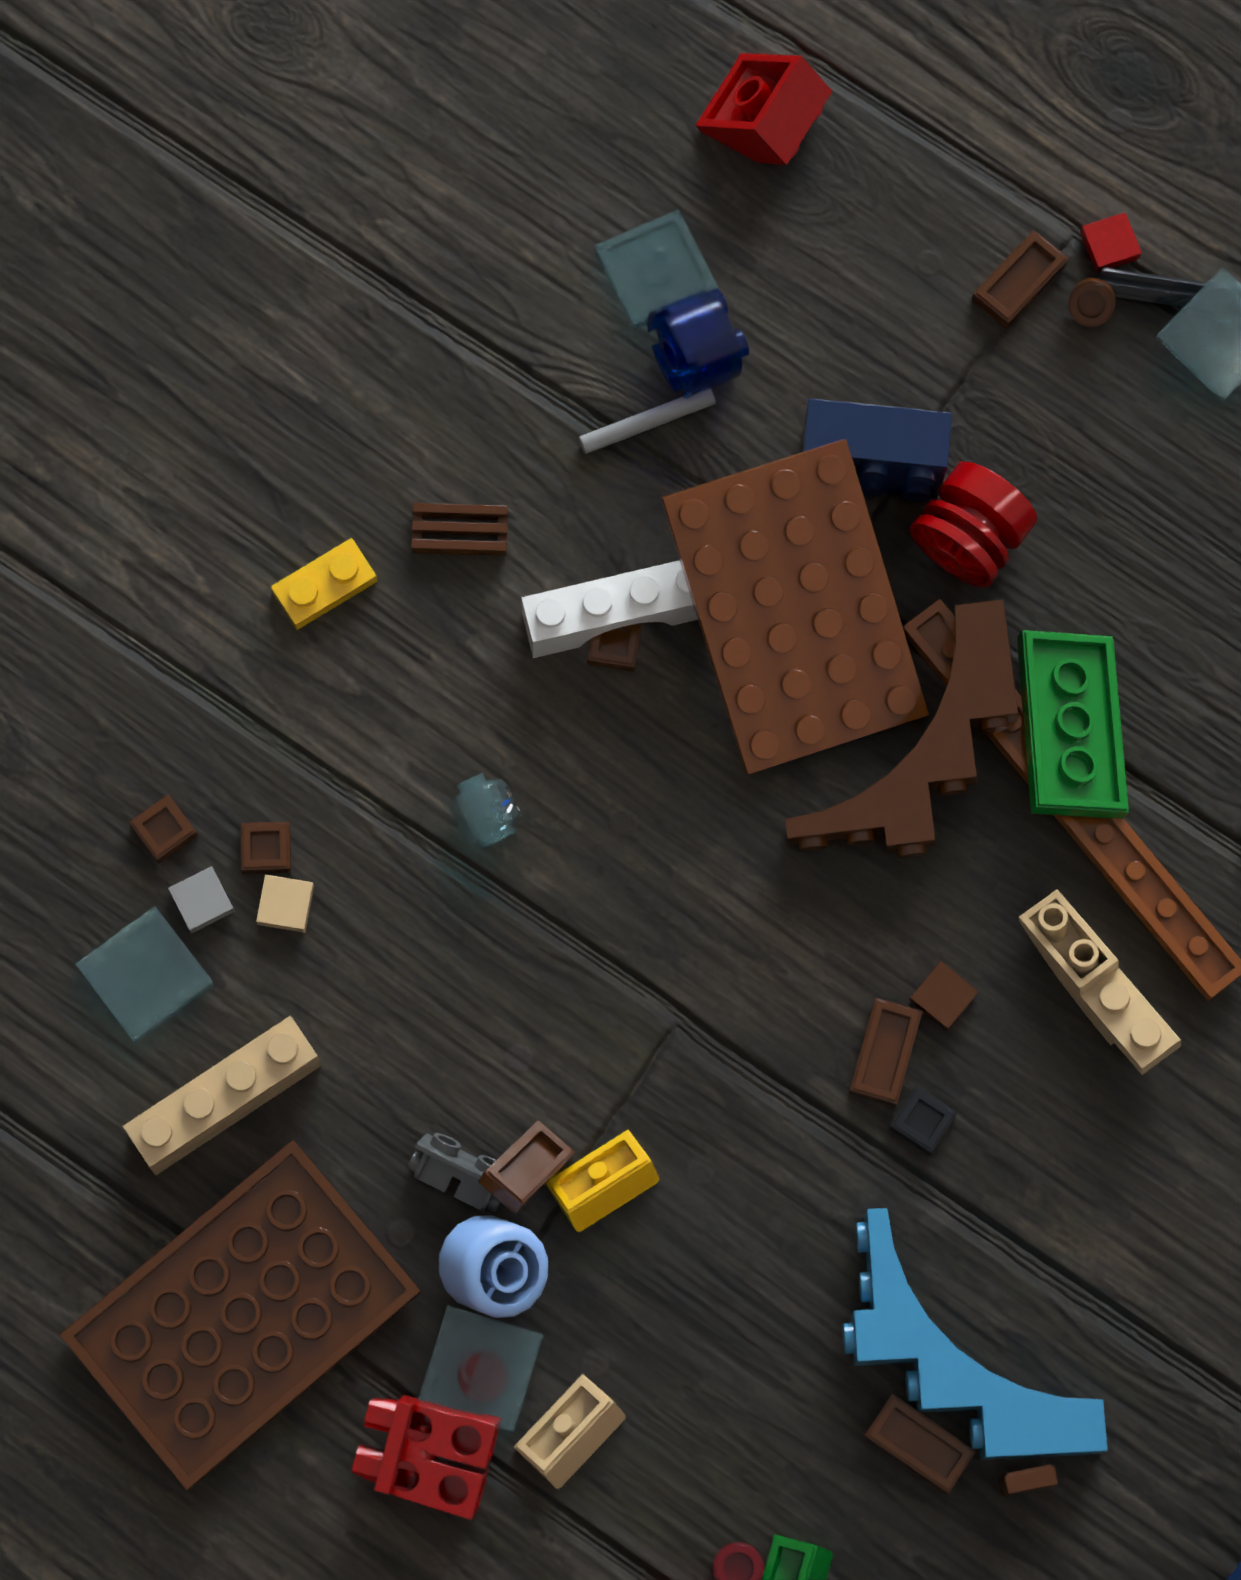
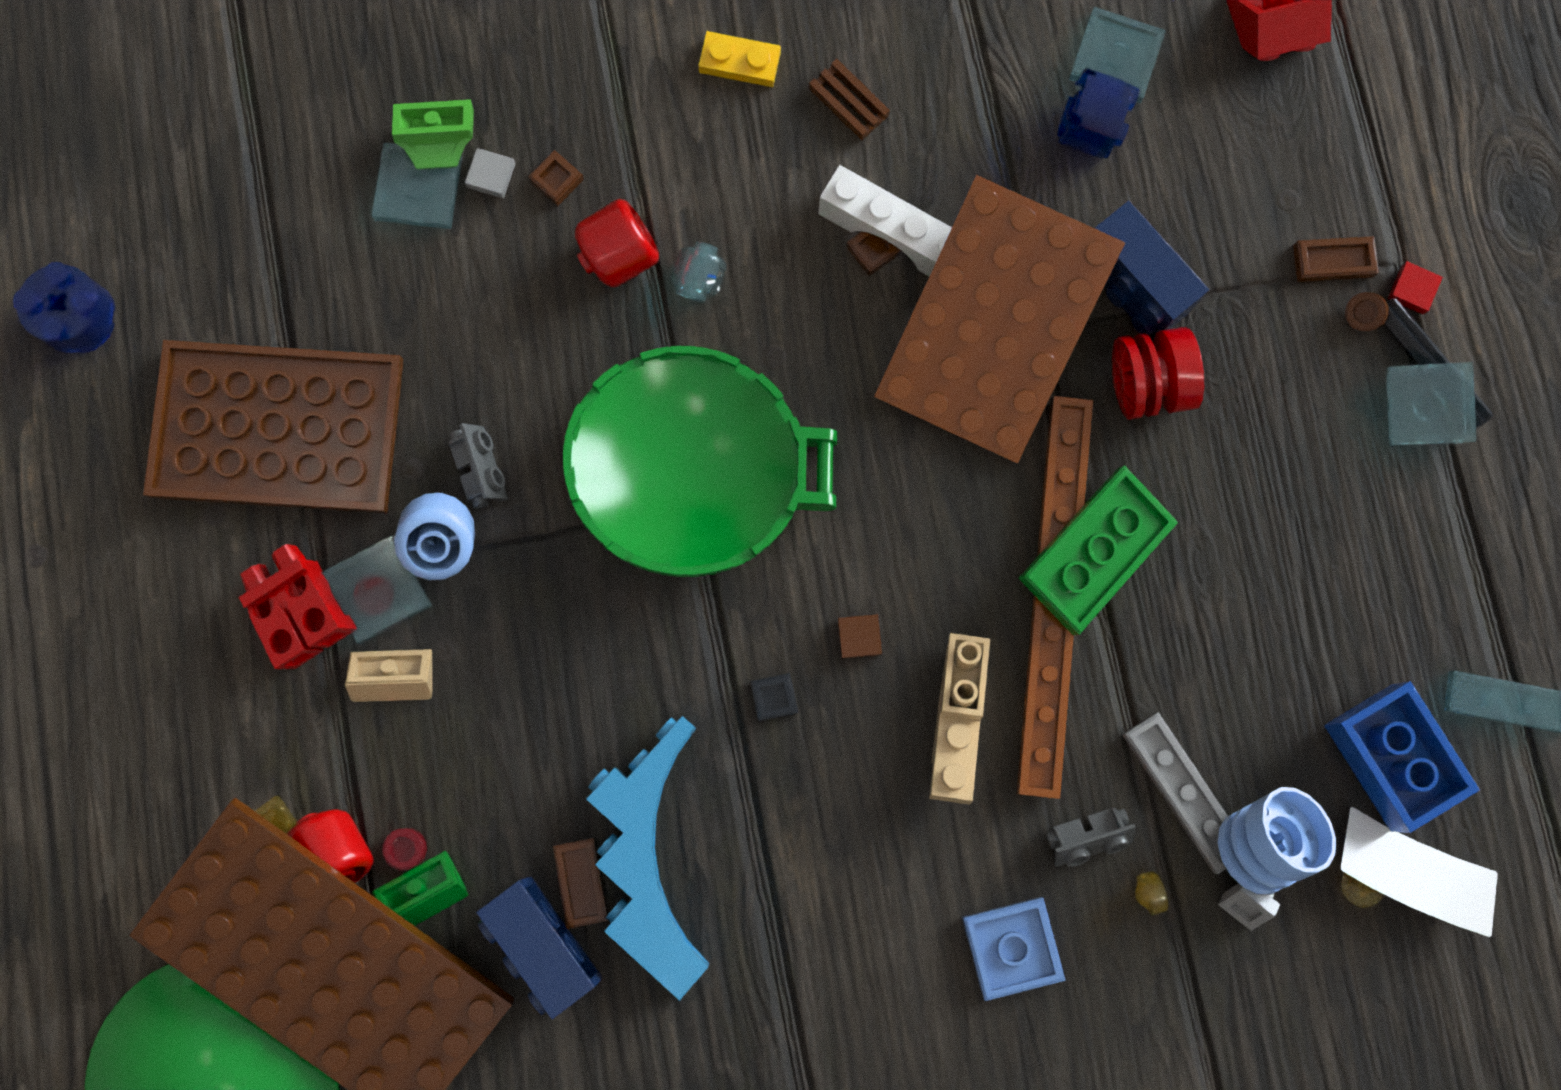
camera: 45 degrees right, 5 degrees up
(117, 909) = (433, 131): none -> bright green slope
(163, 828) = (510, 113): reddish brown tile -> none
(222, 1095) = (385, 292): tan brick -> none
(285, 903) = (534, 219): tan tile -> none
(389, 856) = (615, 244): none -> red head
(526, 1167) = (512, 498): reddish brown tile -> none
(603, 1181) = (553, 550): yellow slope -> none
(645, 421) = (1022, 137): light grey bar -> none
(651, 983) = (690, 462): none -> green dish
(885, 1052) = (792, 635): reddish brown tile -> none
(900, 804) = (998, 494): reddish brown arch -> none
(946, 1525) = (538, 947): none -> dark blue brick
(1028, 1480) = (619, 969): reddish brown tile -> none

